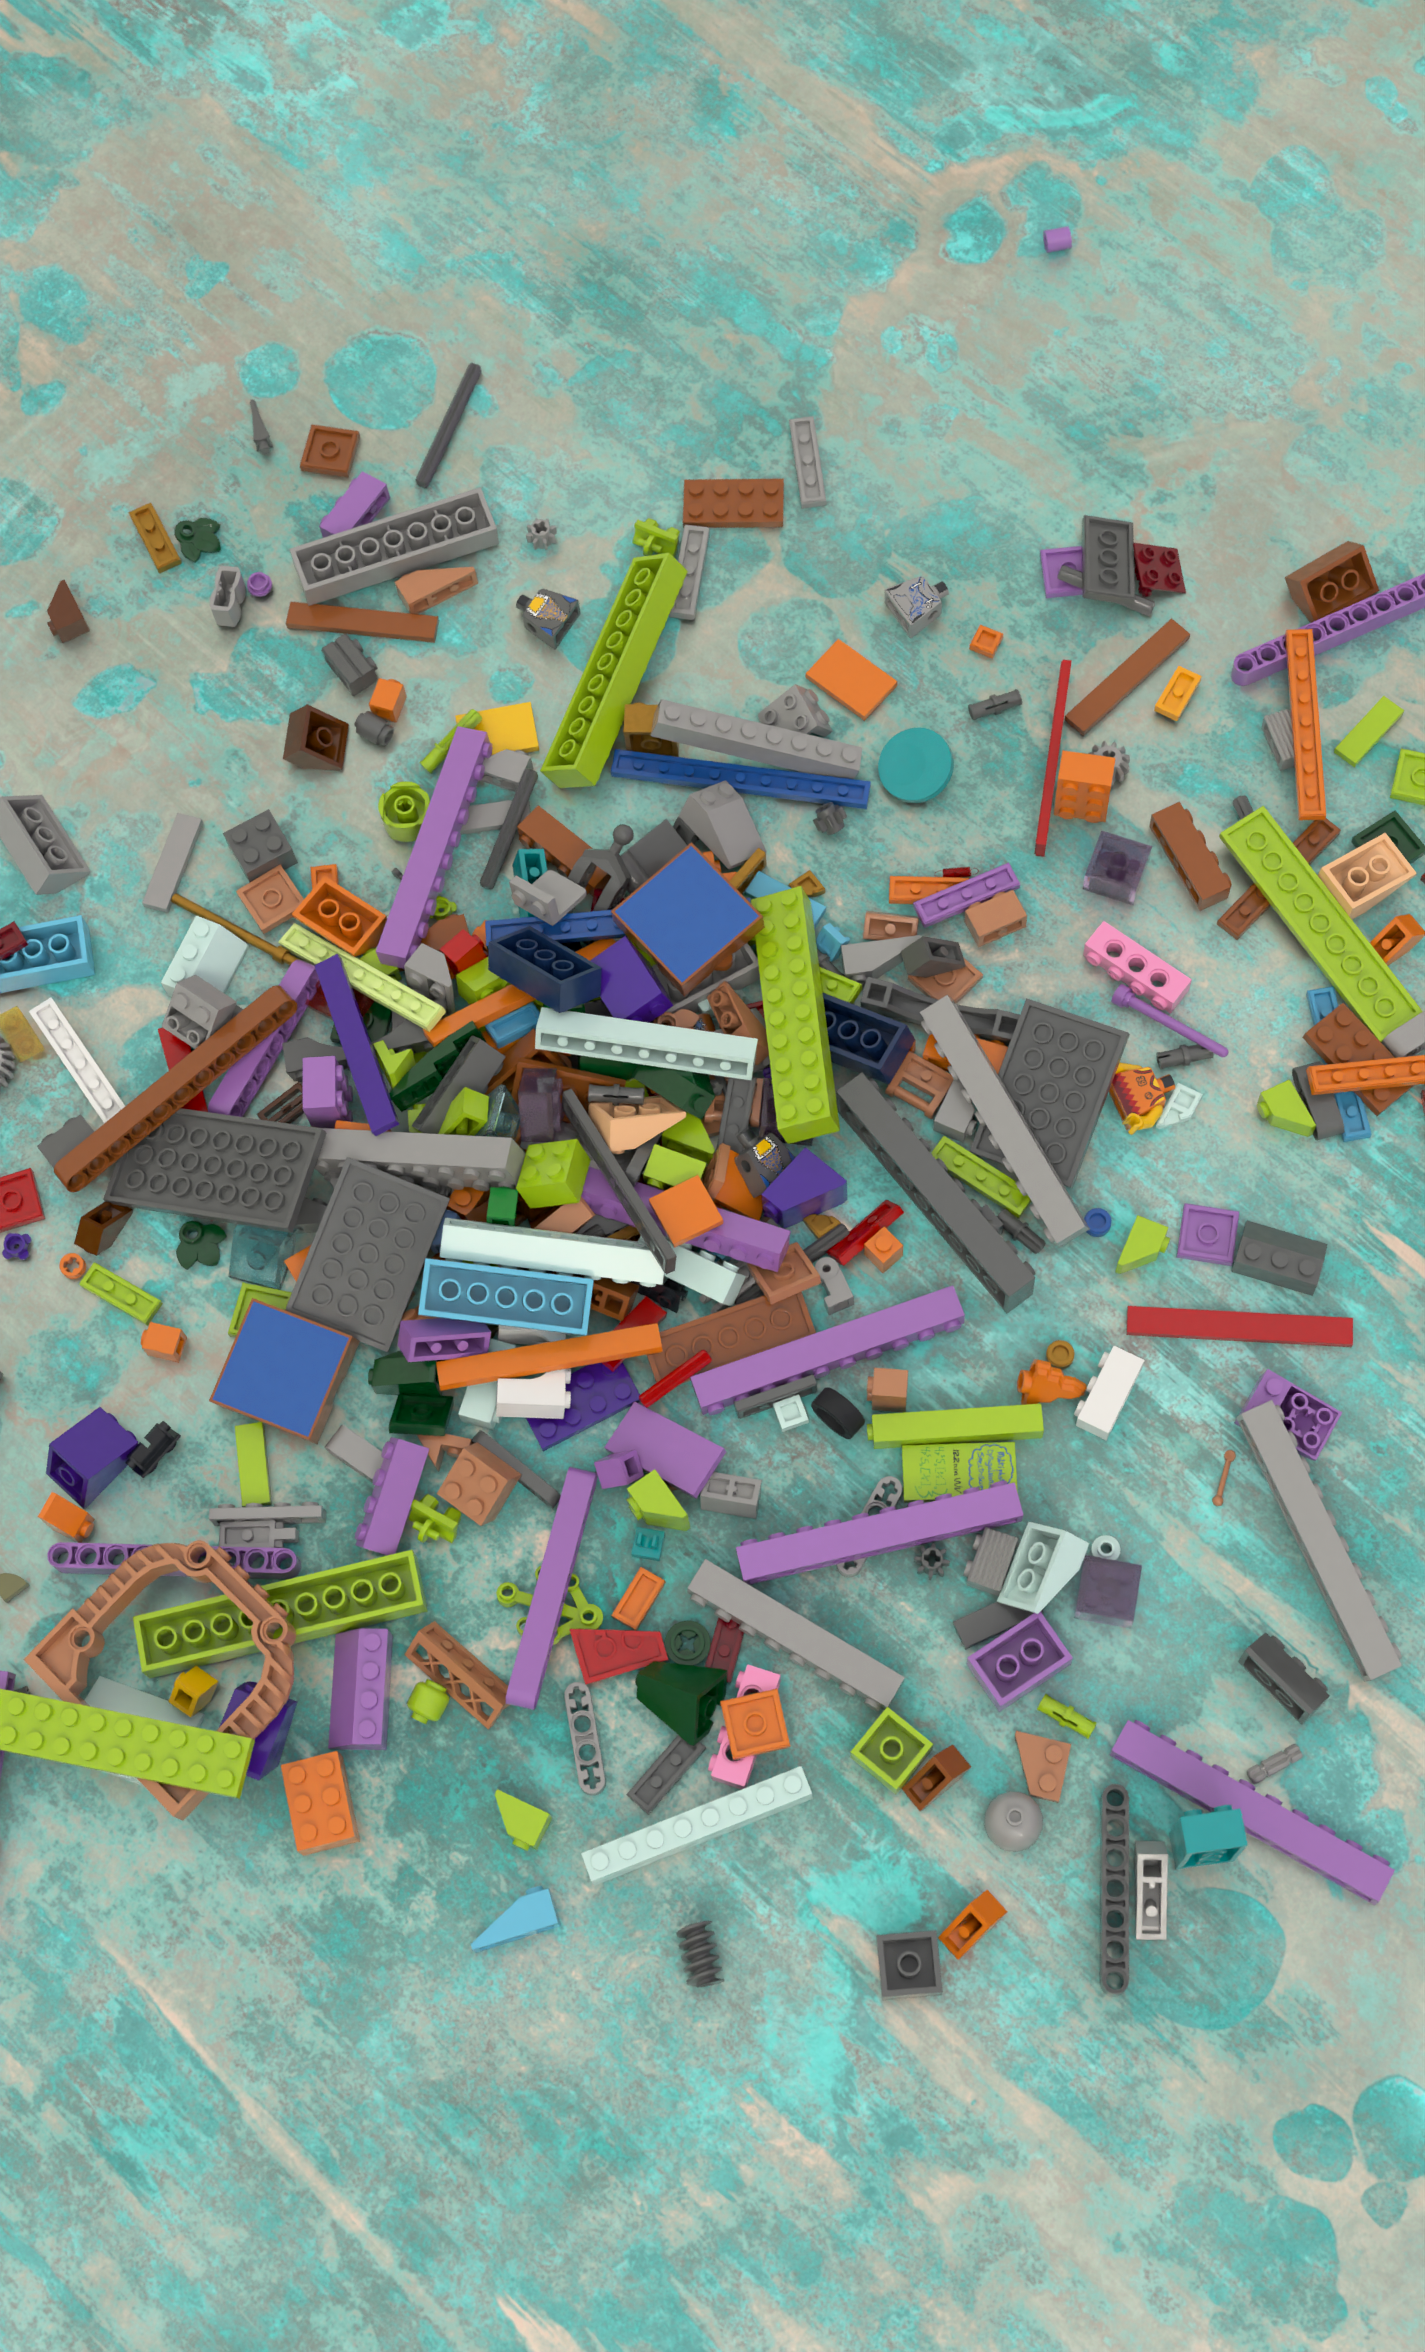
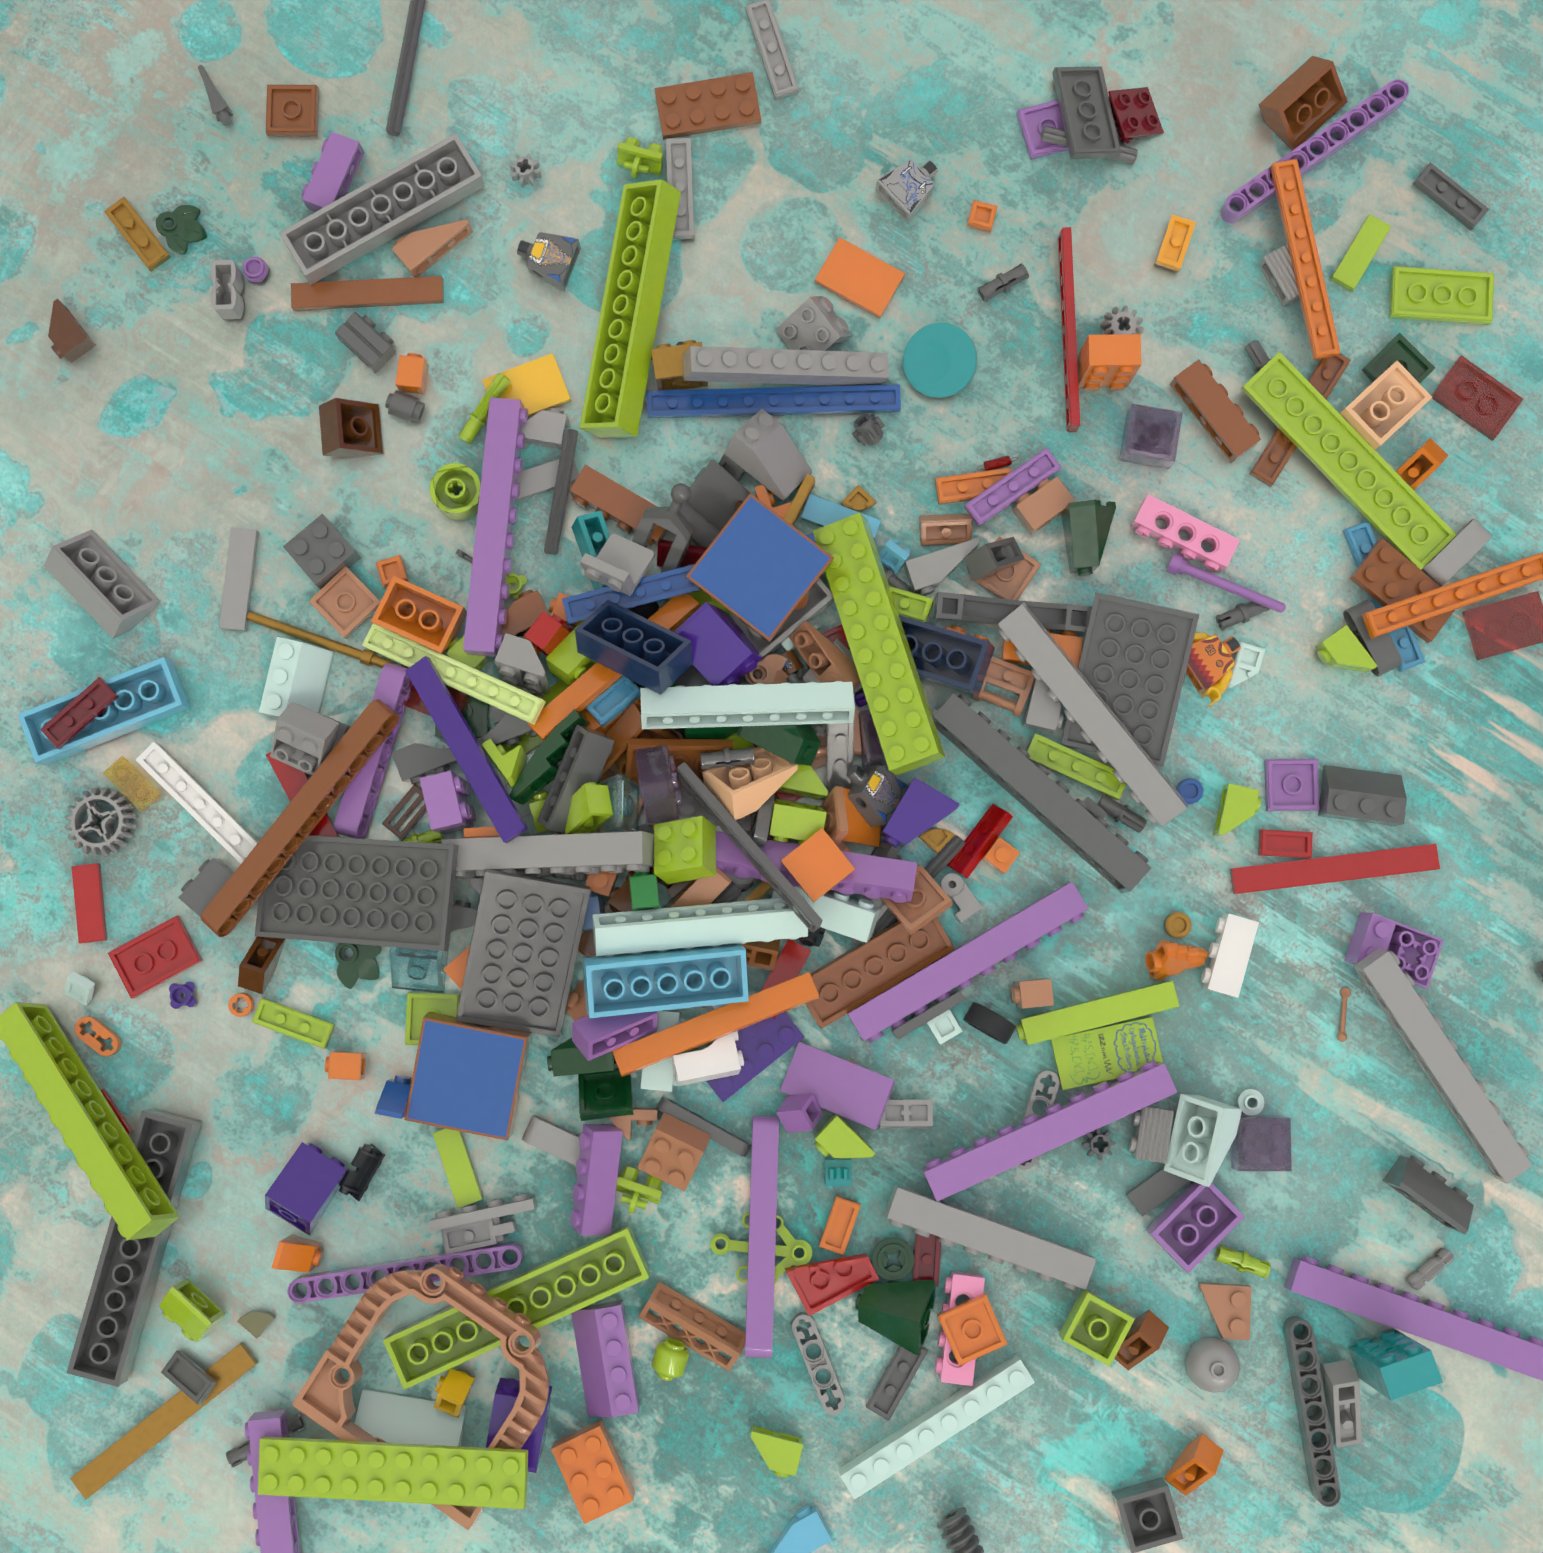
camera: 20 degrees left, 15 degrees up
(202, 1379) = (394, 1097): none -> blue slope
(675, 1378) = (833, 1017): red axle -> none
(1035, 948) = (1086, 533): none -> dark green slope
(1127, 677) = (1123, 232): dark orange tile -> none
(1190, 1292) = (1285, 843): none -> red tile

